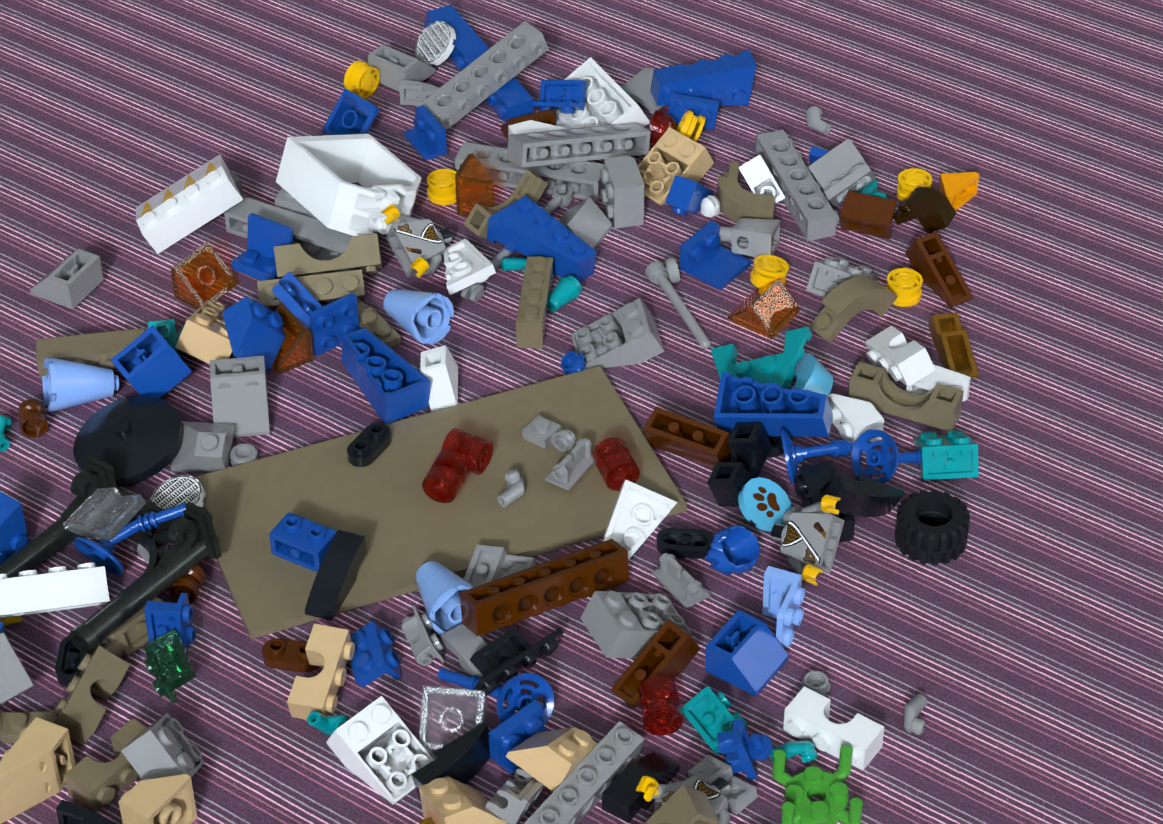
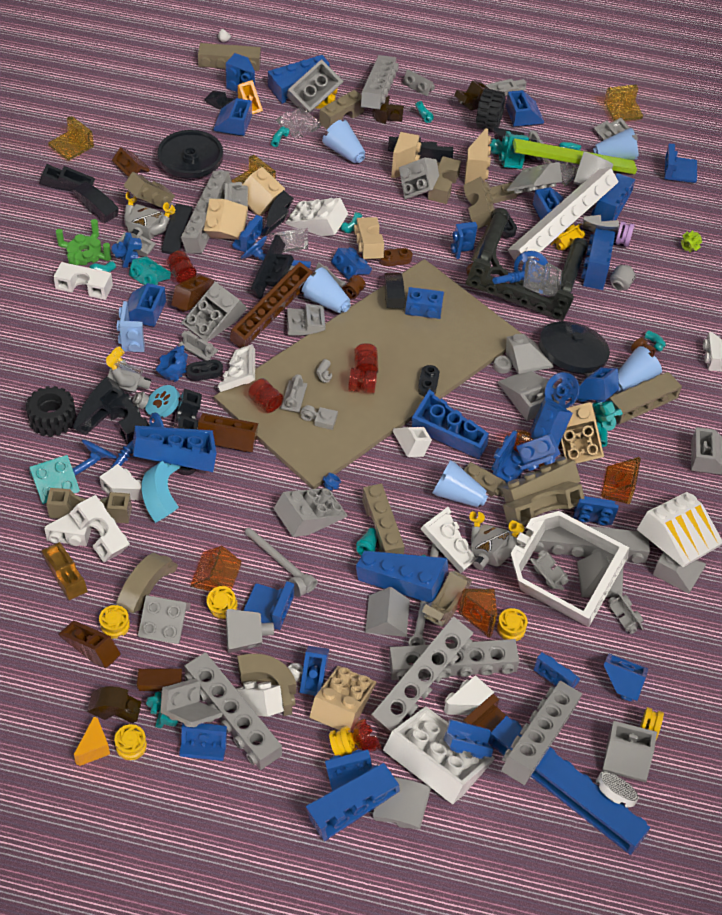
camera: 155 degrees right, 10 degrees up
(169, 664) = (446, 220): clear green bracket -> none
(179, 491) = (517, 319): tile -> none
(207, 346) = (565, 389): none -> blue dish
(393, 609) = (354, 286): none -> reddish brown wheel
(414, 92) = (585, 725): light grey slope -> none
(622, 191) = (366, 643): light grey hinge -> none
(773, 368) = (200, 494): teal wing -> none
(814, 121) = (241, 808): light grey arm -> none
(817, 682) = (100, 305): light grey plate -> none
(911, 712) = (41, 303): light grey arm -> none

